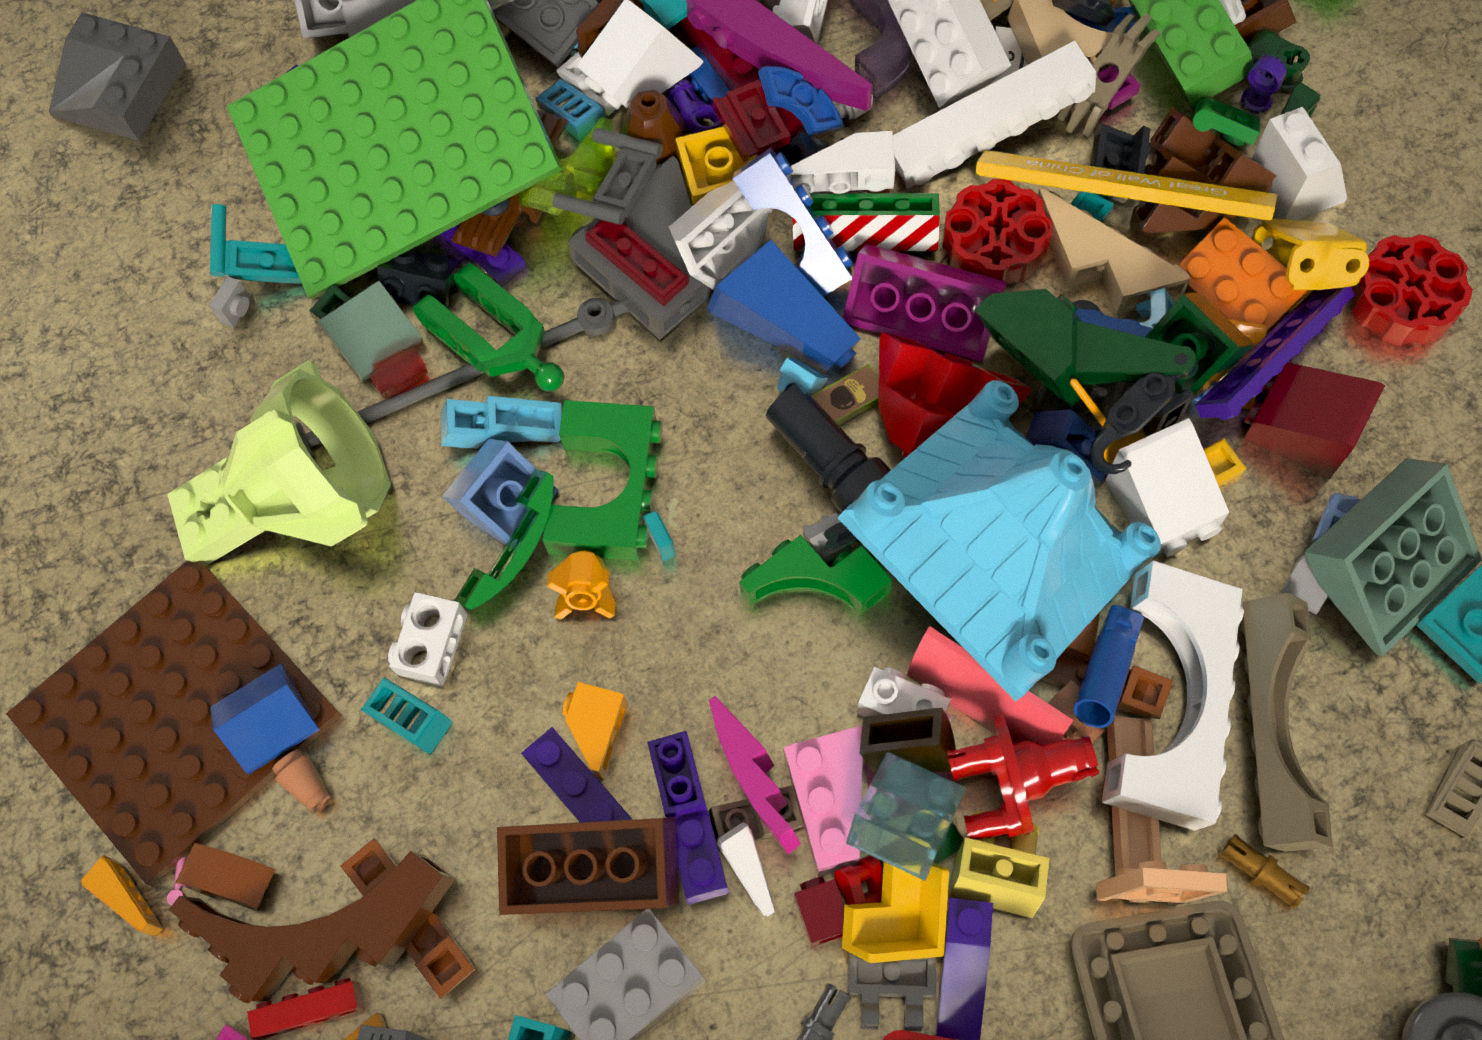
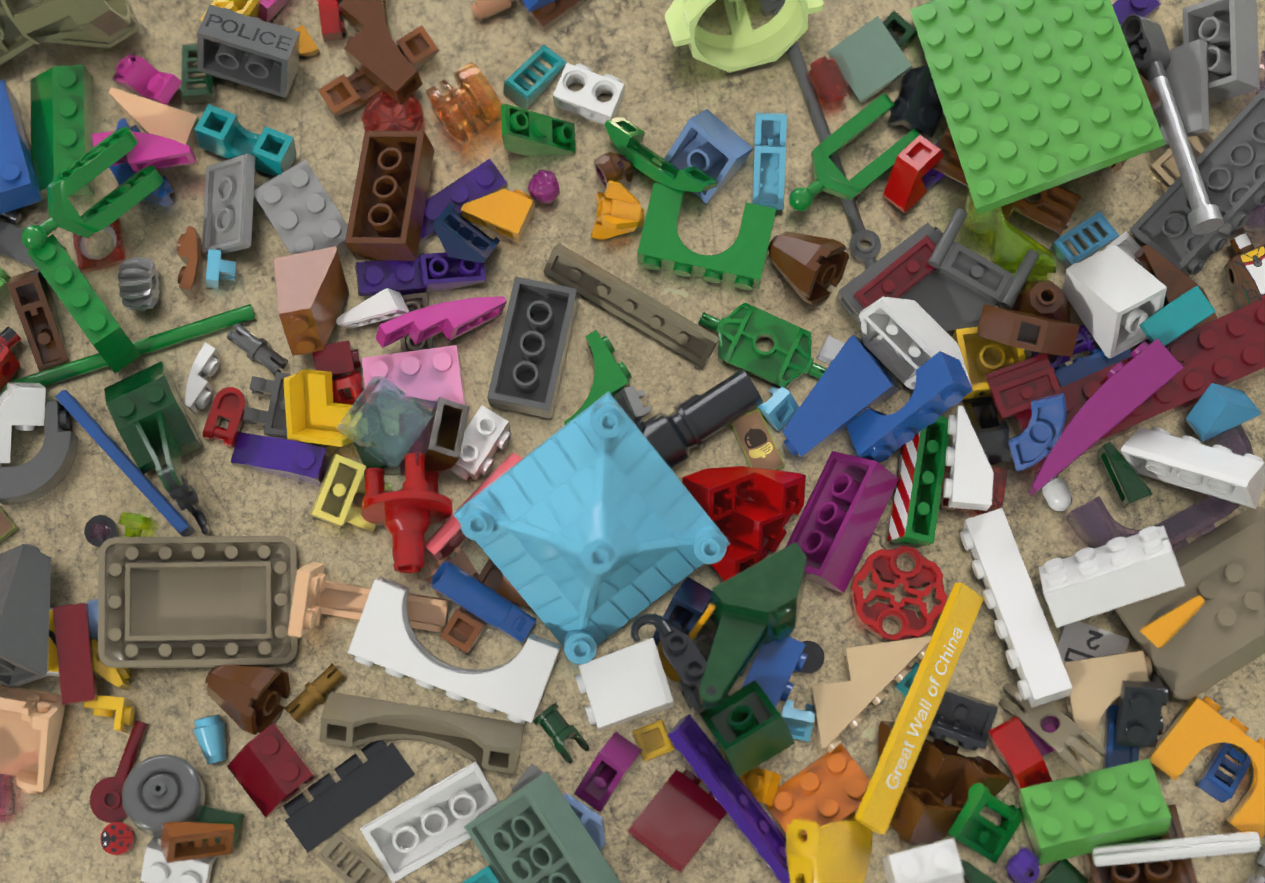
camera: 95 degrees right, 10 degrees up
(450, 786) = (465, 103): none -> clear orange wheel
(473, 898) = (386, 114): none -> clear red dish
(485, 695) = (536, 133): none -> green slope
(508, 267) = (905, 181): none -> red slope
(529, 597) = (613, 168): none -> reddish brown rock
(555, 677) = (544, 187): none -> magenta piece
(626, 362) = (809, 263): none -> reddish brown cone
(638, 761) = (462, 238): none -> dark blue slope
(659, 536) = (650, 276): teal tile -> none
(689, 122) = (1027, 331): none -> reddish brown slope
(696, 556) = (631, 304): none -> dark tan plate
(722, 429) = (738, 339): none -> green plate
(724, 336) = (829, 349): none -> white sticker
(745, 956) = (309, 297): none -> dark orange slope
(769, 656) = (533, 347): none -> dark grey brick
(838, 36) = (1124, 479): none -> dark green slope
(1142, 103) = (1019, 753): none -> red slope
(1238, 561) = (559, 731): none -> dark green piece
(1270, 501) = (607, 771): none -> magenta slope
(1296, 957) = (249, 694): none -> reddish brown cone
(1359, 1001) = (211, 738): none -> medium azure cone
(1380, 908) = (271, 769): none -> dark red slope
(1390, 697) = (429, 822): none -> white slope
(1392, 818) = (343, 801): none -> black windscreen

